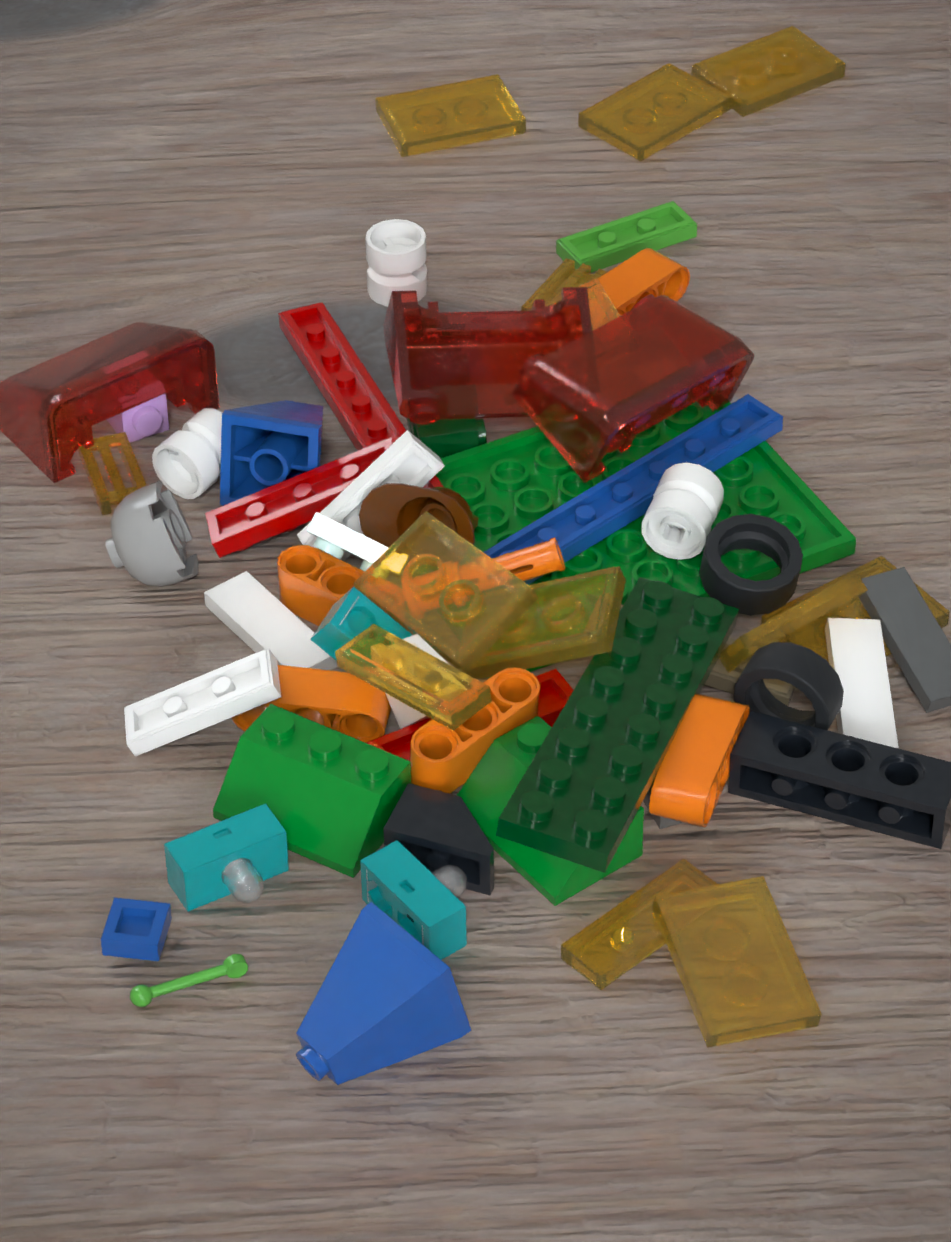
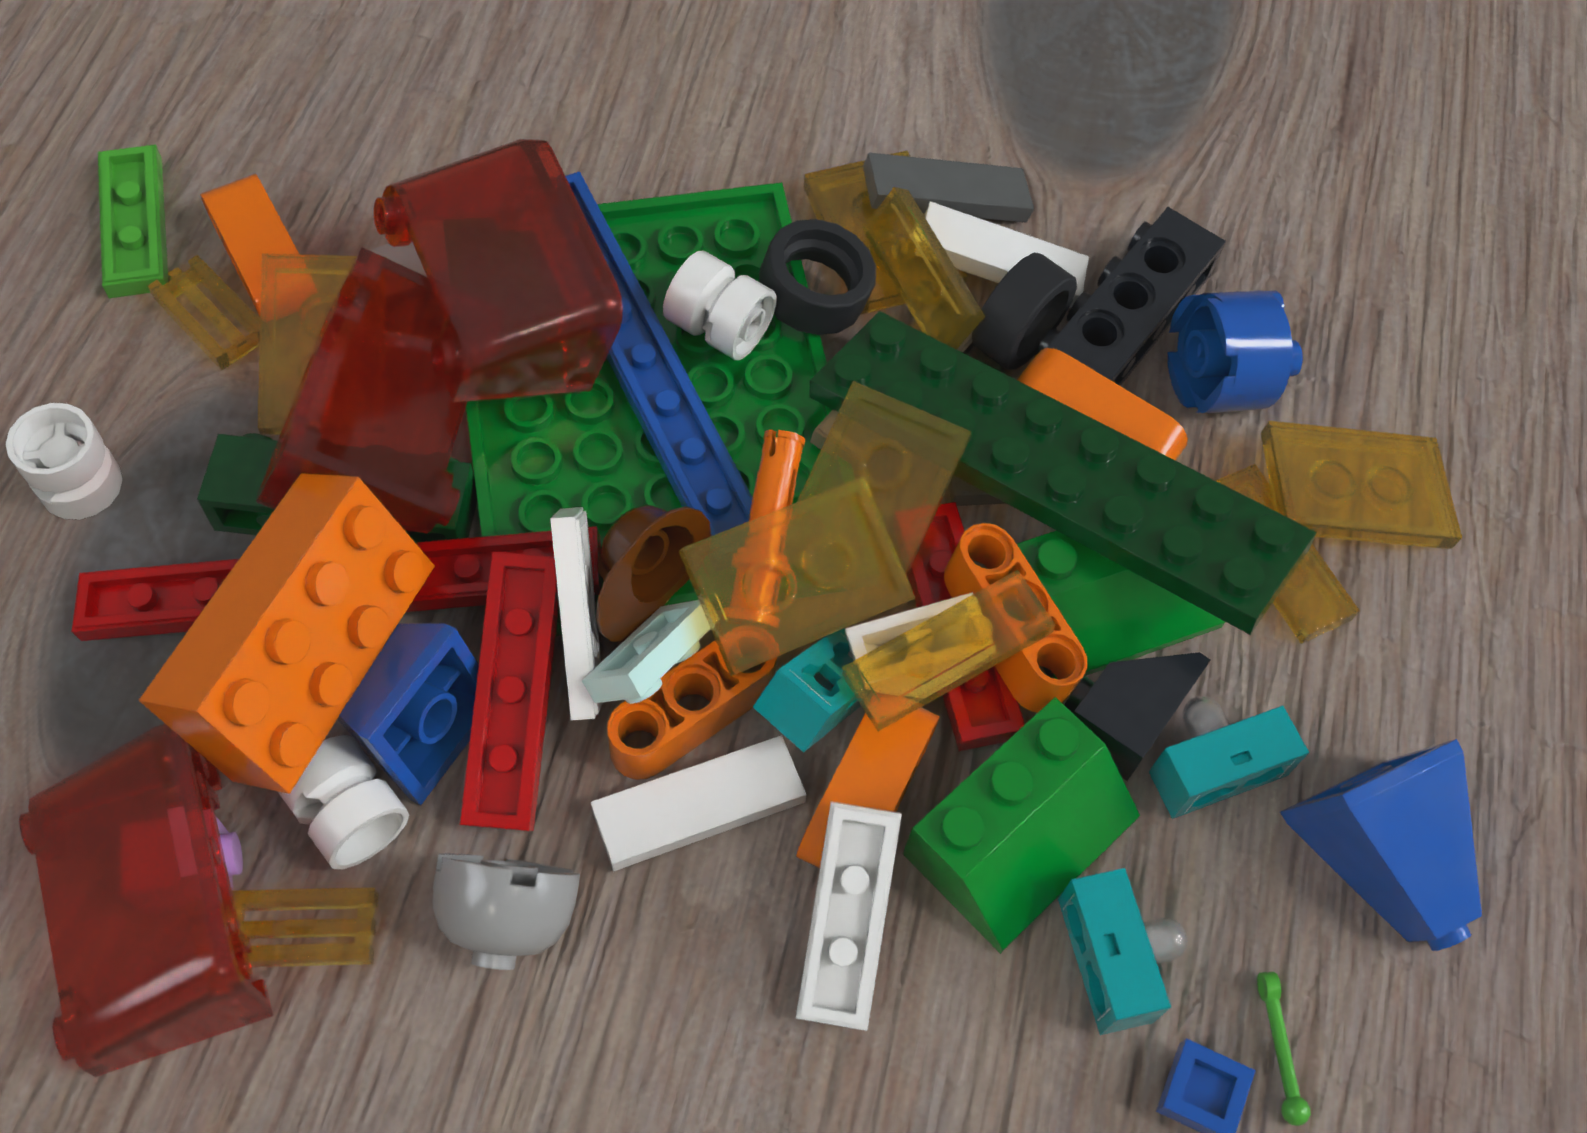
camera: 80 degrees left, 20 degrees up
(283, 358) = (290, 632): none -> orange brick
(820, 833) = (1232, 351): none -> blue brick

